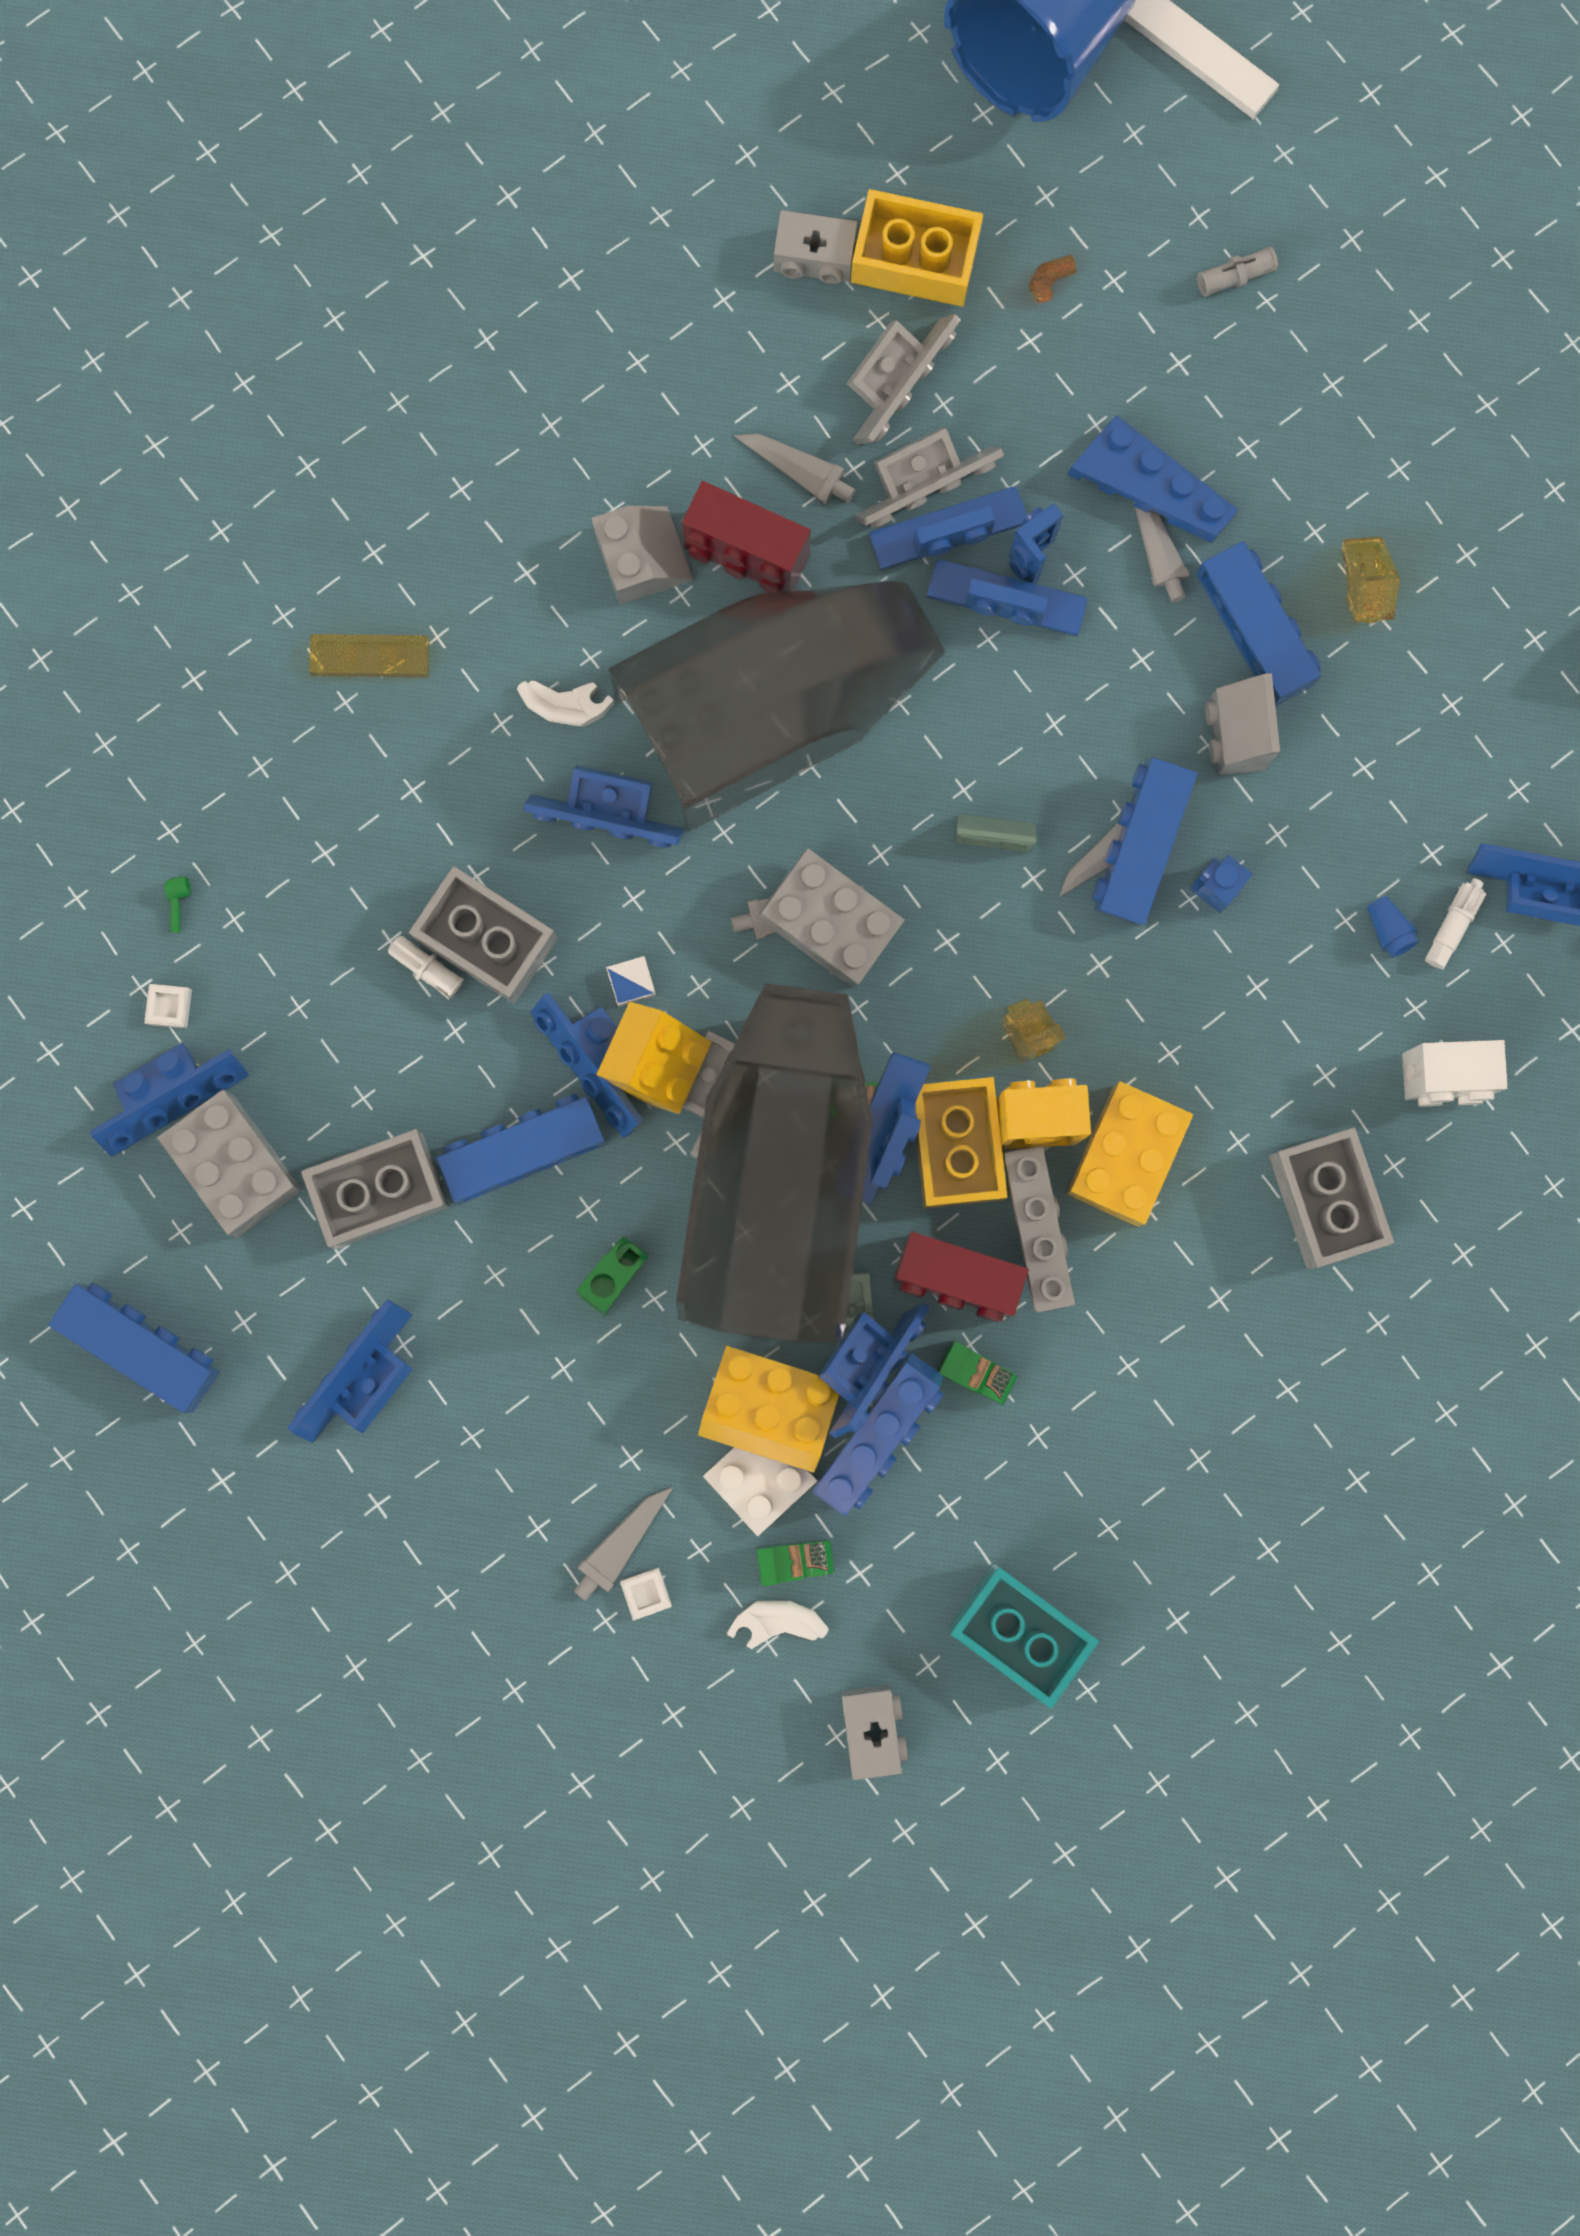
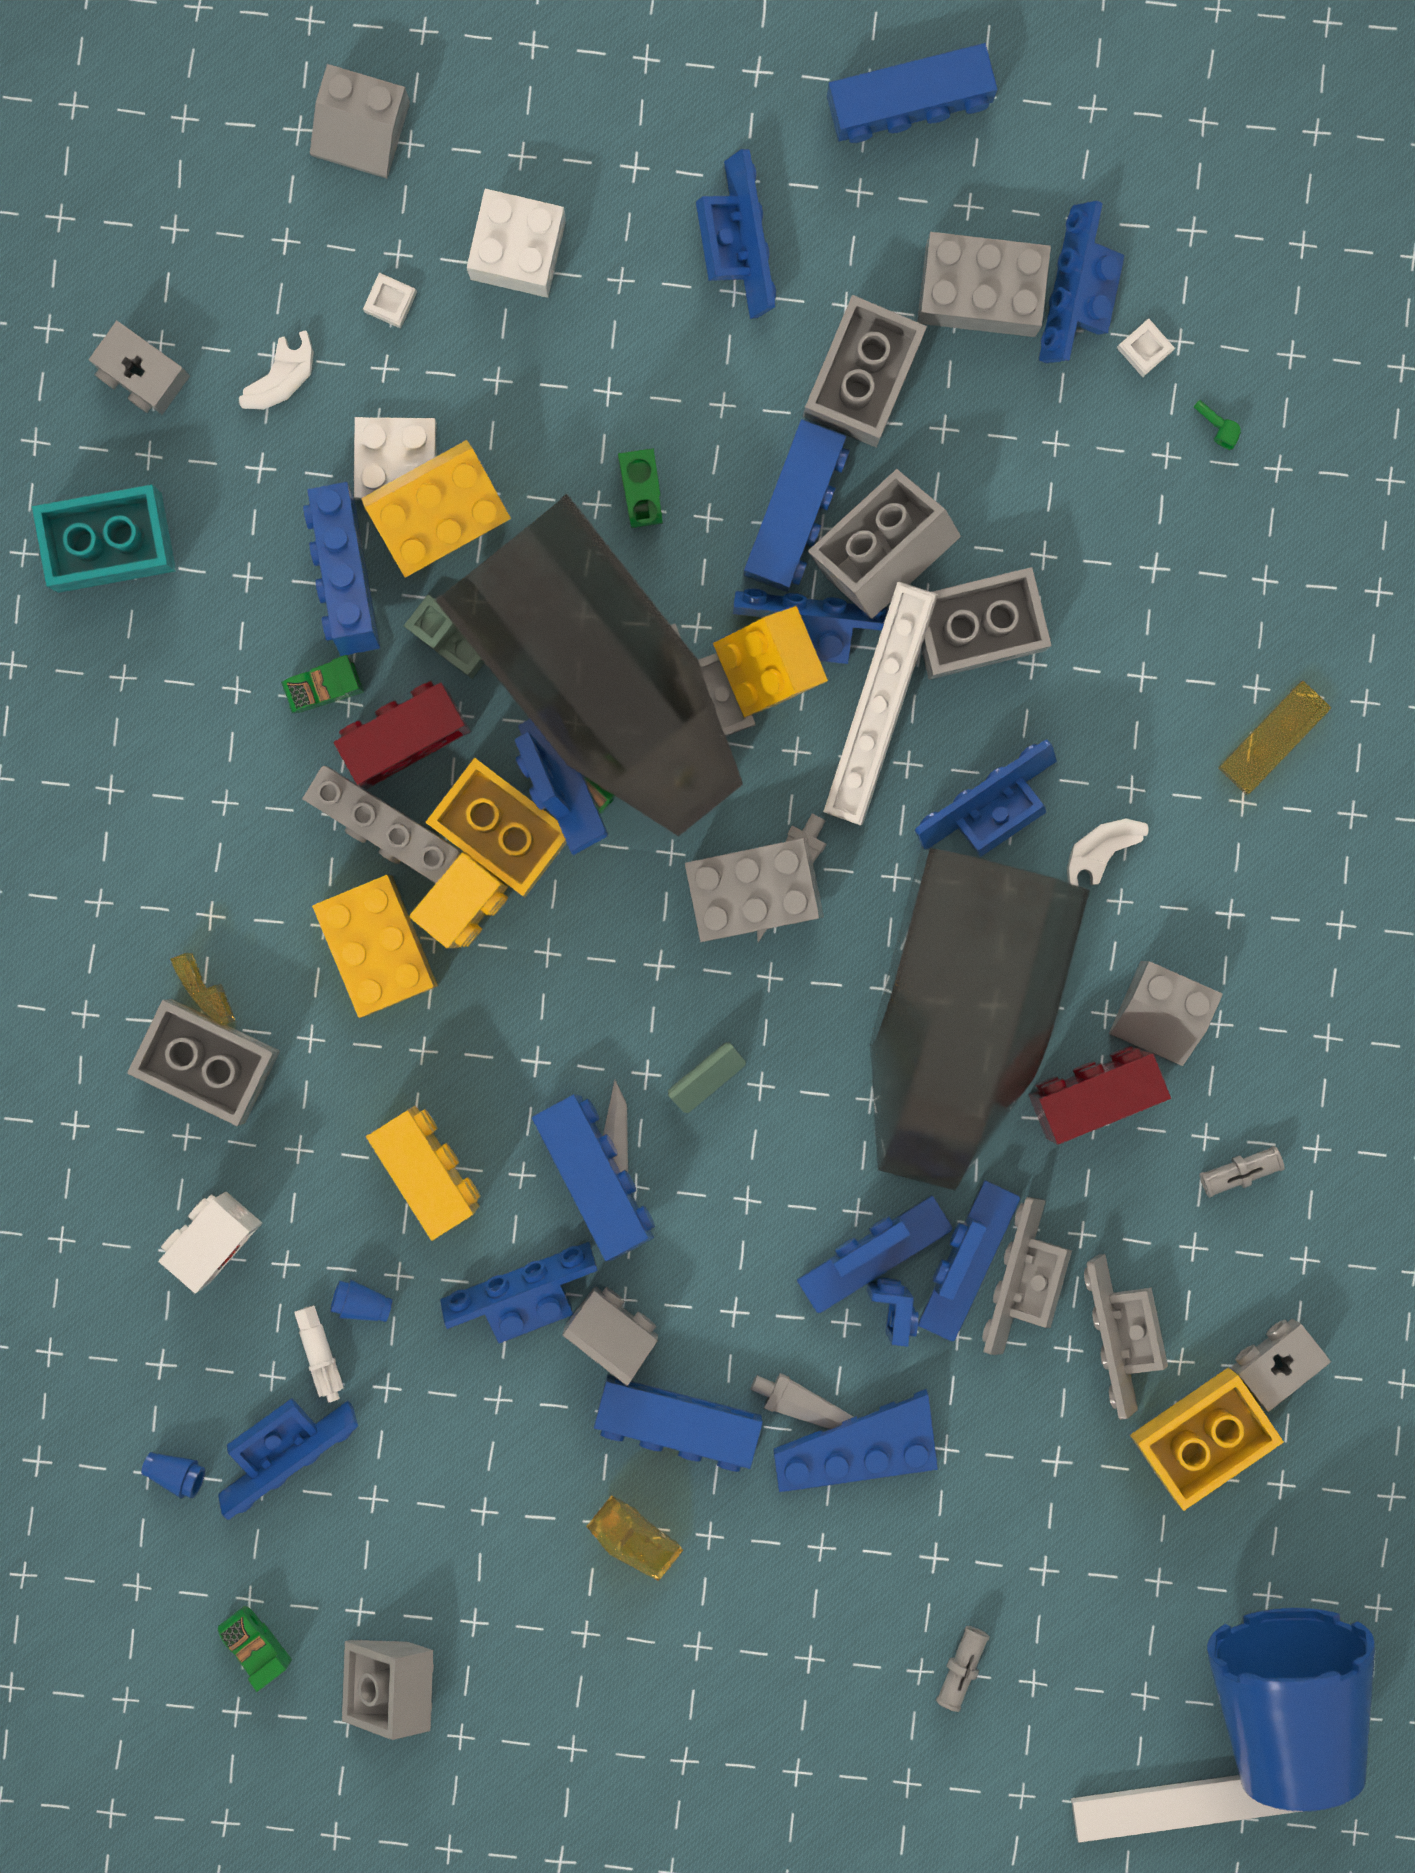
camera: 135 degrees right, 5 degrees up
(425, 967) = (998, 561): white axle -> none
(489, 1056) = (884, 542): none -> light grey brick
(516, 1536) = (516, 243): none -> white piece
(534, 1742) = (358, 121): none -> light grey slope
(608, 952) = (880, 702): none -> white tile
(613, 1553) = (439, 296): light grey bar -> none
(631, 981) = (842, 702): tile -> none
(703, 396) = (1242, 1171): none -> light grey pin
(794, 1561) = (312, 426): green leg -> none
(808, 471) = (1110, 1197): light grey bar -> none
(865, 1360) = (403, 607): blue bracket -> none
(1031, 1030) = (533, 961): clear yellow arch -> none
(1047, 274) = (1094, 1519): clear orange arm -> none
(1221, 882) = (511, 1207): blue brick -> none
(1256, 964) = (425, 1171): none -> yellow brick
(1276, 817) = (522, 1297): none -> blue bracket
(1281, 1239) = (210, 999): none -> clear yellow slope

